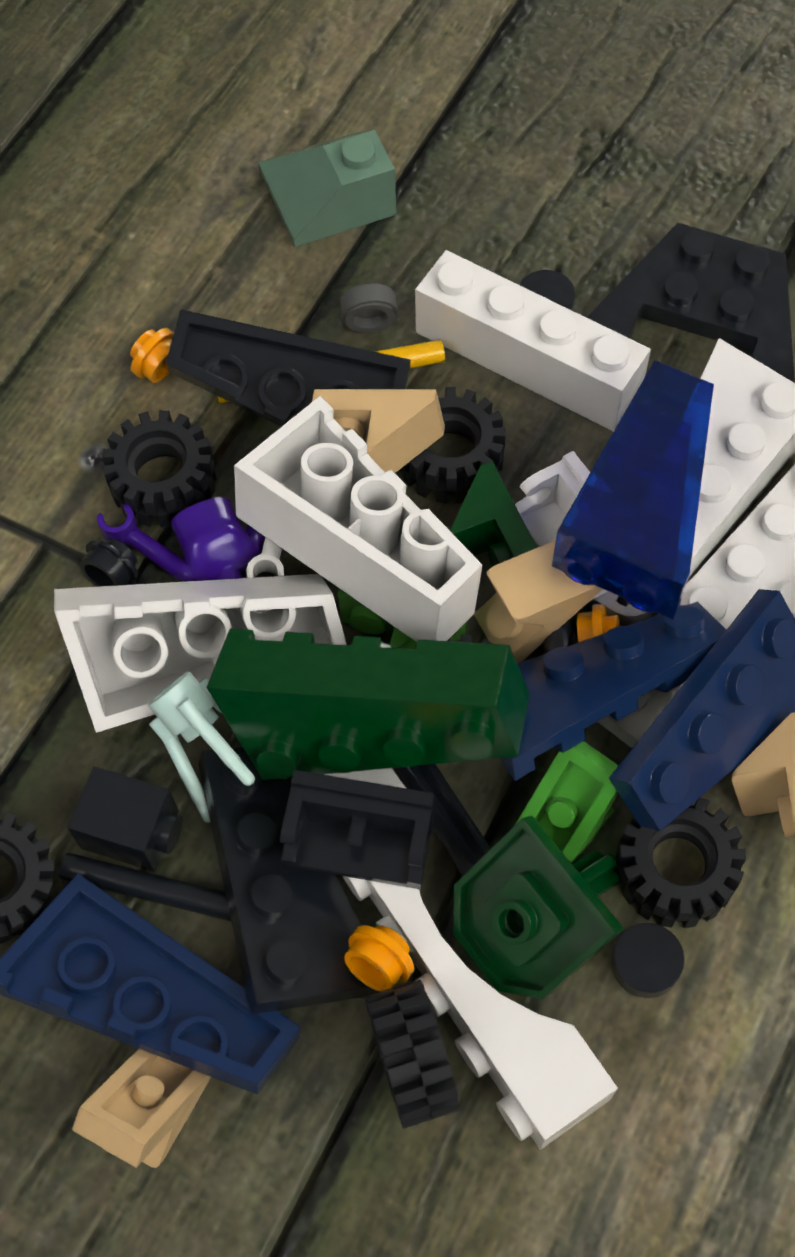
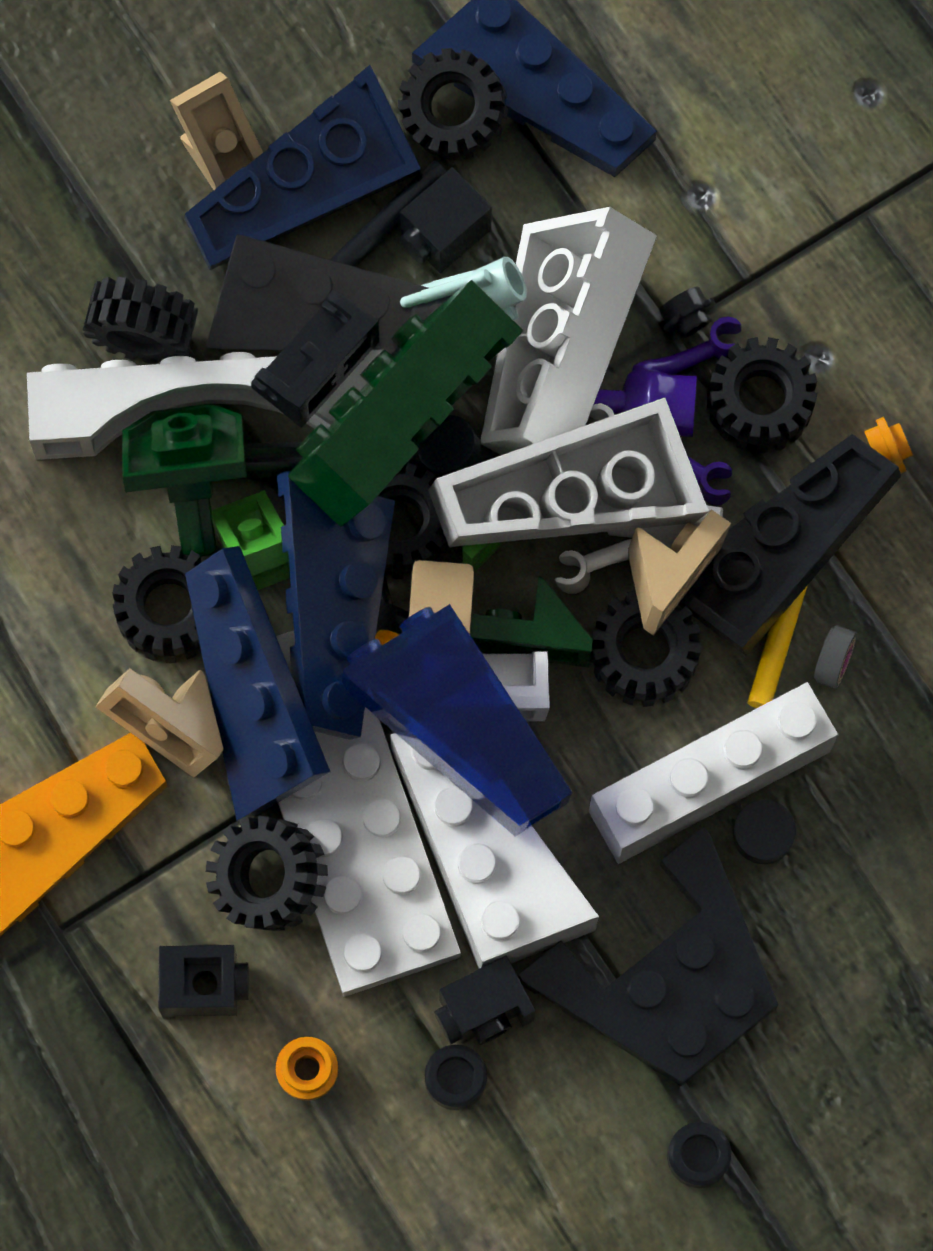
camera: 115 degrees right, 10 degrees up
(379, 957) = (220, 334): light orange plate -> none
(647, 960) = (112, 539): black tile -> none

